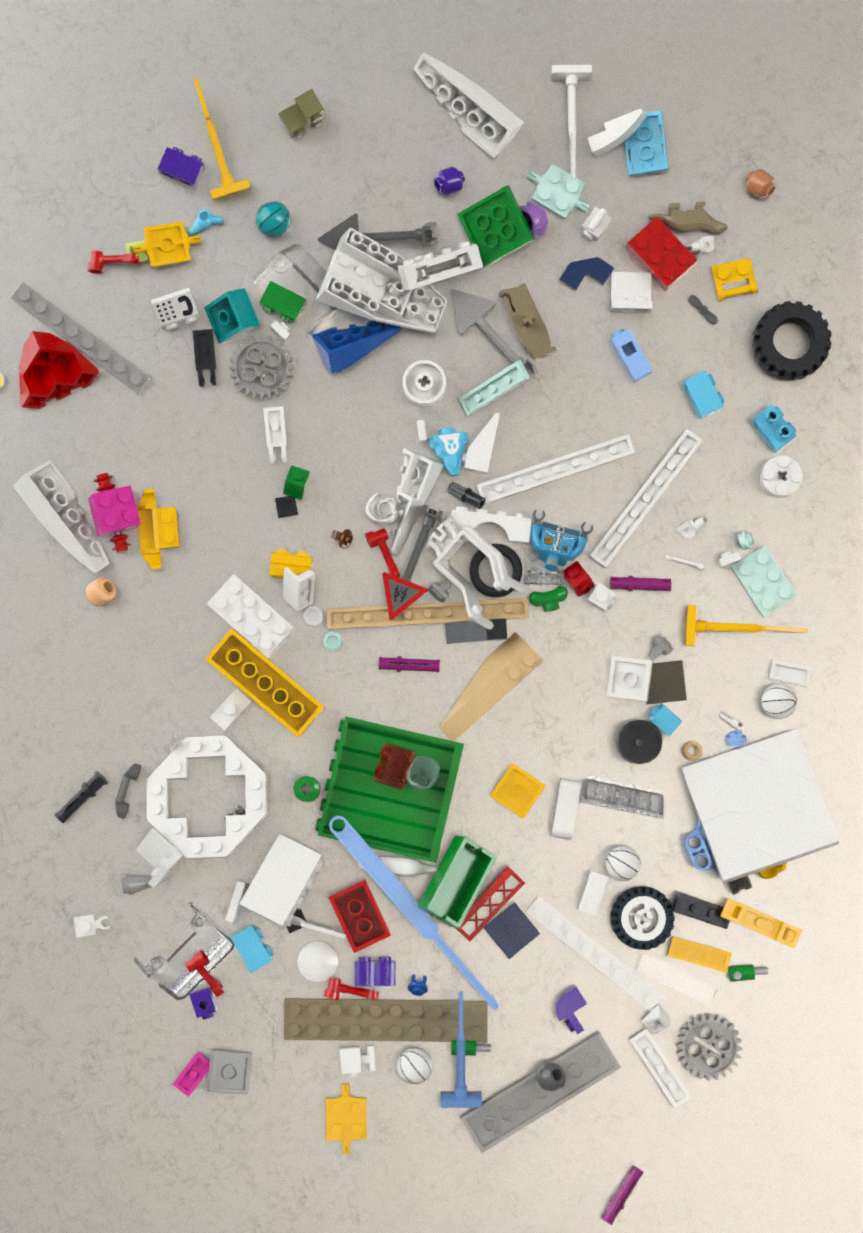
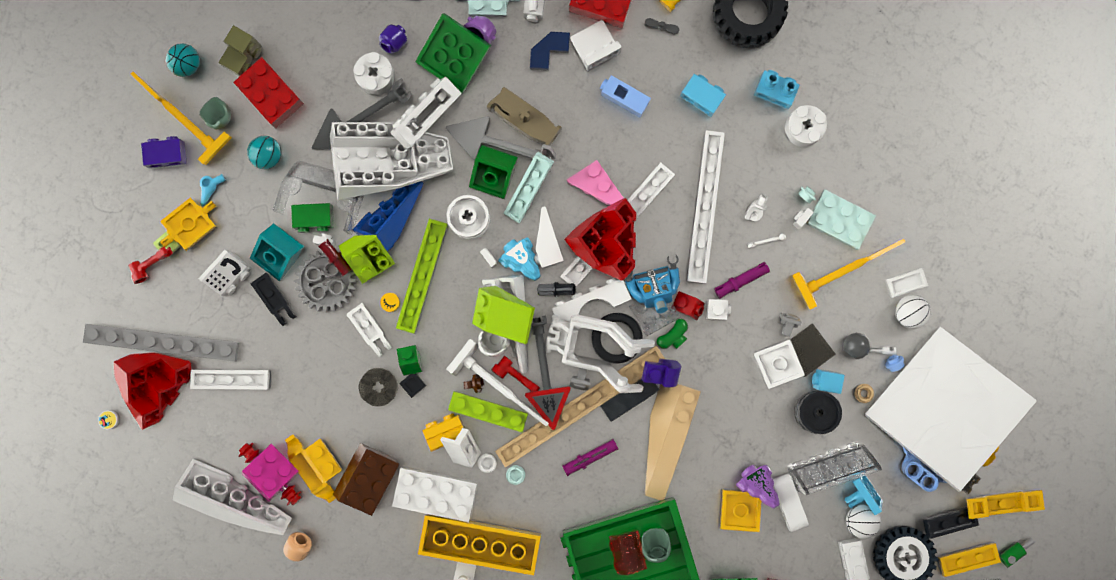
camera: 30 degrees left, 0 degrees up
(124, 407) = (230, 379): none -> white plate
(196, 566) = (365, 479): none -> reddish brown brick
(243, 495) = (372, 396): none -> clear smoke plate
(247, 92) = (182, 60): none -> teal piece
(249, 158) = (215, 113): none -> sand green hair
(283, 351) = (335, 257): none -> dark red pin
(307, 166) = (268, 93): none -> red brick
(308, 420) = (390, 302): none -> yellow tile
(311, 366) = (366, 256): none -> lime slope
(341, 569) = (488, 411): none -> lime brick
(347, 510) = (464, 359): none -> white piece
(351, 412) = (421, 276): none -> lime plate
(404, 488) = (503, 314): none -> lime slope
(424, 208) = (375, 63): none -> white brick
(470, 355) = (492, 172): none -> green slope
(519, 624) = (664, 372): none -> dark purple brick
(537, 476) = (607, 240): none -> red brick
(548, 775) = (759, 485): none -> medium lavender rock
(558, 418) = (596, 182): none -> bright pink wing
(639, 838) = (865, 492): none -> medium azure tile
(710, 702) = (857, 345): none -> dark grey piece

